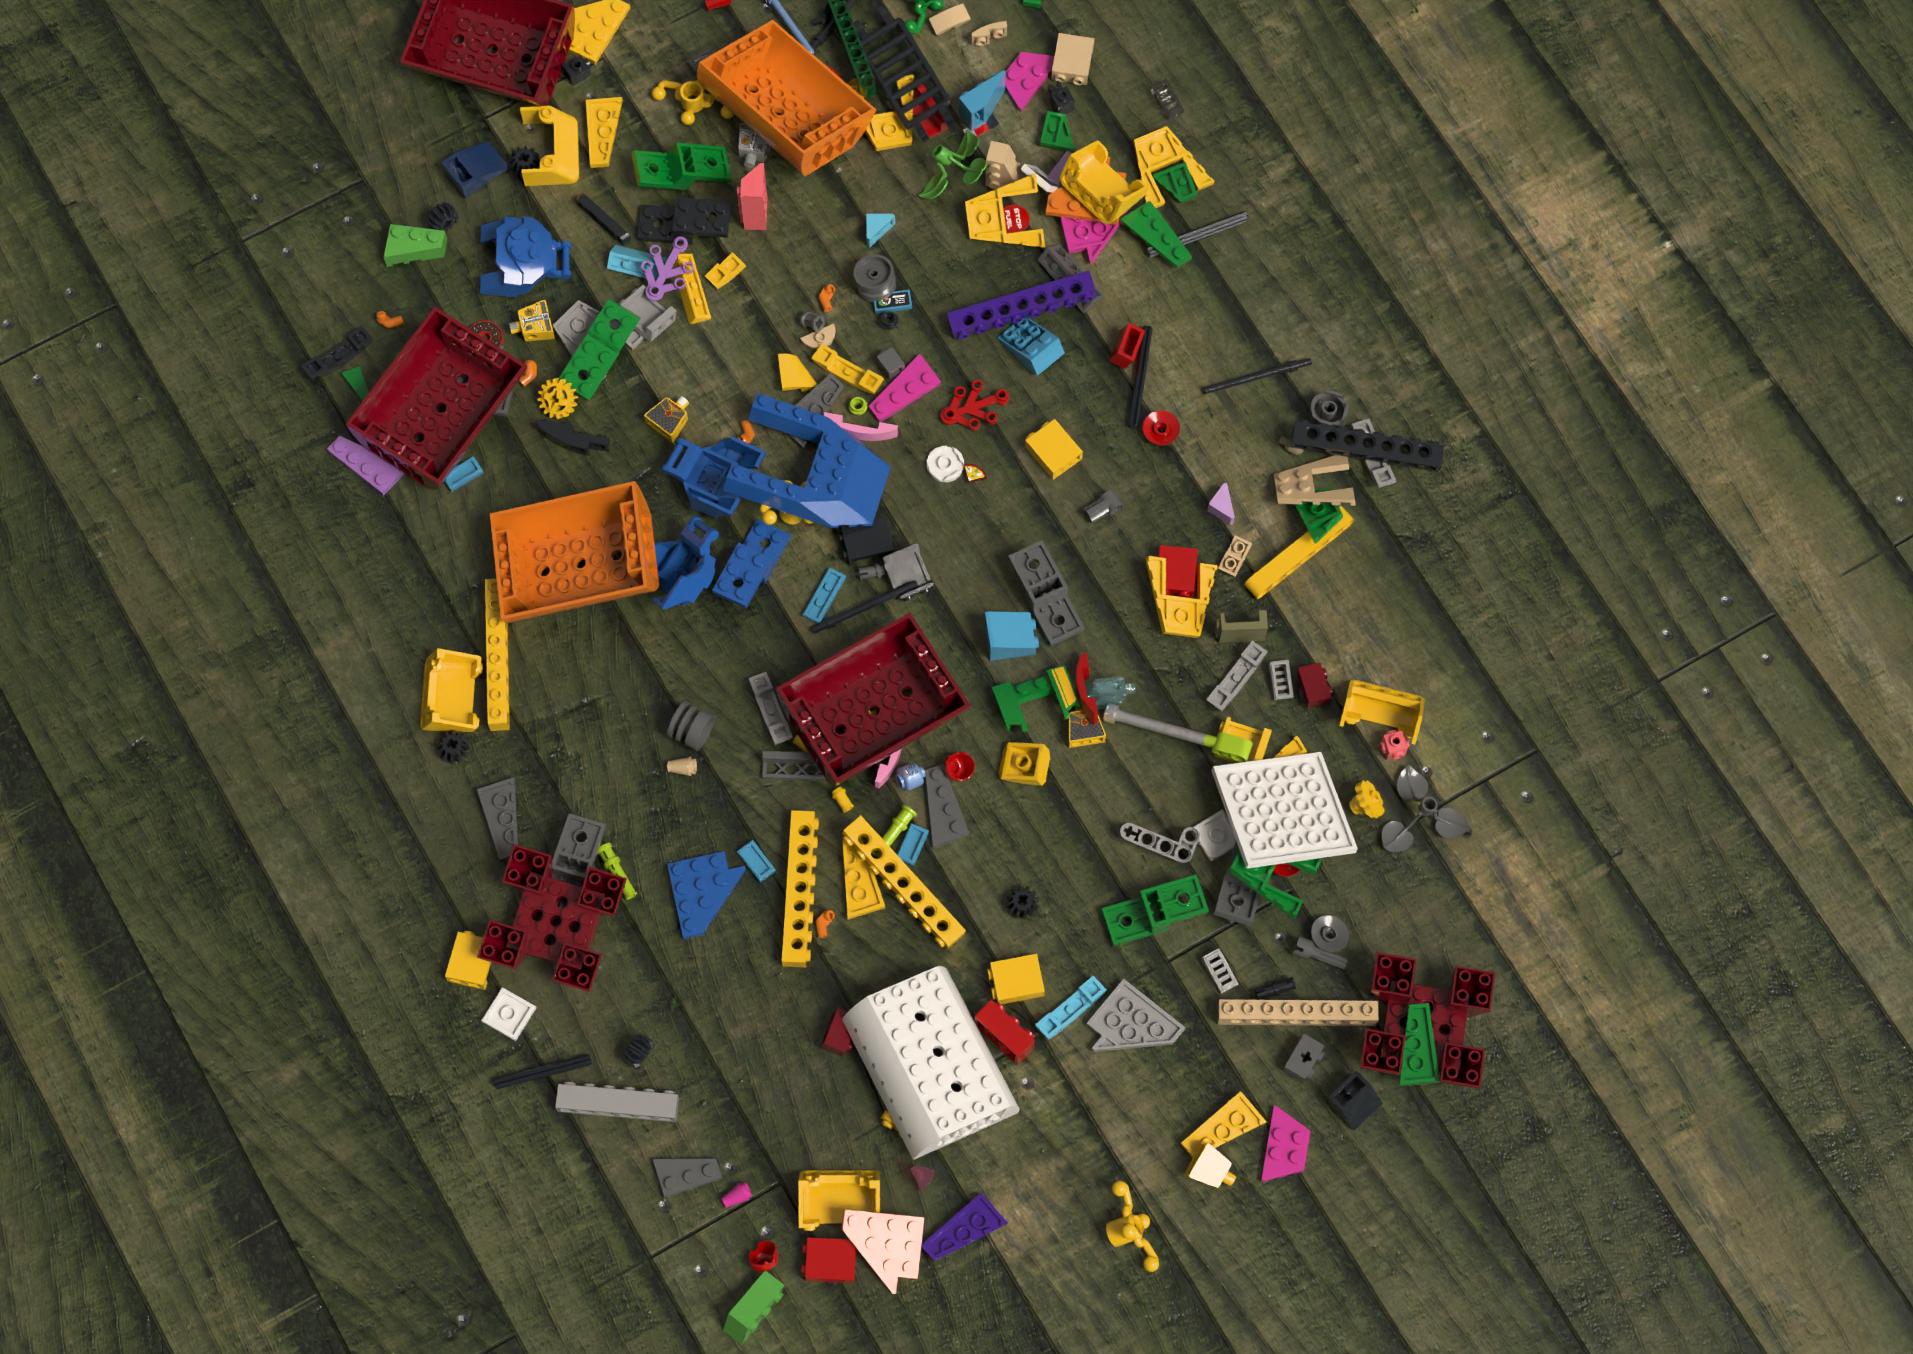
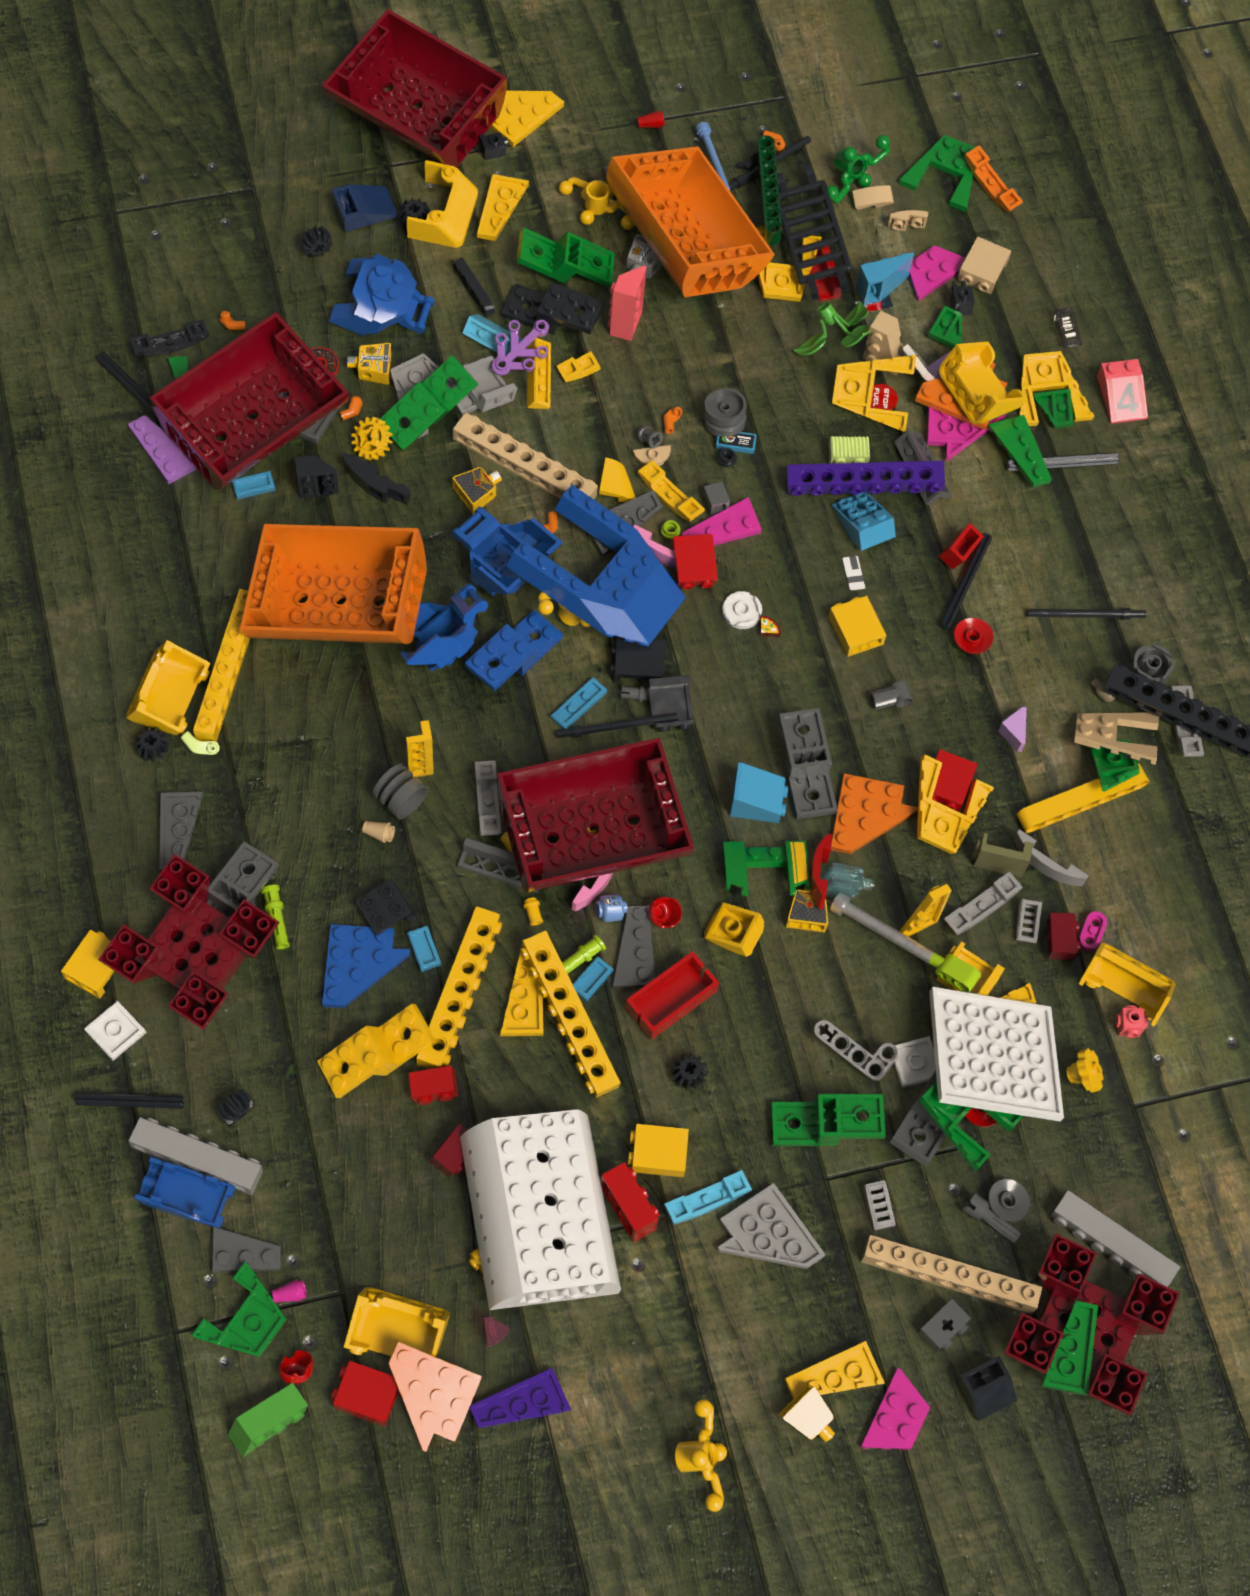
camera: 10 degrees right, 5 degrees down
(313, 408) = (116, 371): none -> black axle
(413, 244) = (281, 258): bright green wedge -> none
(496, 736) = (199, 747): none -> yellowish green arm
(518, 452) = (315, 477): none -> black slope
(618, 1137) = (184, 1193): none -> blue piece
(693, 382) = (513, 461): none -> tan brick
(700, 685) = (425, 765): none -> yellow fence
(711, 834) = (385, 907): none -> black bracket
(714, 1232) = (254, 1322): none -> green wing
(744, 965) = (376, 1050): none -> yellow bracket
(803, 980) = (433, 1085): none -> red brick
(823, 921) = (474, 1030): orange arm -> none
(877, 226) = (743, 366): medium azure slope -> none
(889, 431) = (694, 561): none -> red panel
(971, 407) = (786, 563): red plant -> none
(987, 840) = (671, 995): none -> red piece
(999, 282) = (849, 449): none -> yellowish green brick
(1036, 398) = (853, 573): none -> white sticker
(1110, 621) = (866, 812): none -> orange wing
(1190, 700) = (928, 911): none -> yellow wing
(1234, 148) = (1123, 390): none -> coral slope
(1235, 556) = (1014, 783): tan slope -> none
(1275, 988) = (934, 1241): black pin -> none
(1285, 625) = (1048, 867): none -> light grey slope
(1339, 673) = (1091, 932): none -> dark pink plate
(1414, 786) = (1140, 1070): dark grey plant -> none
(1428, 942) = (1113, 1240): none -> light grey brick

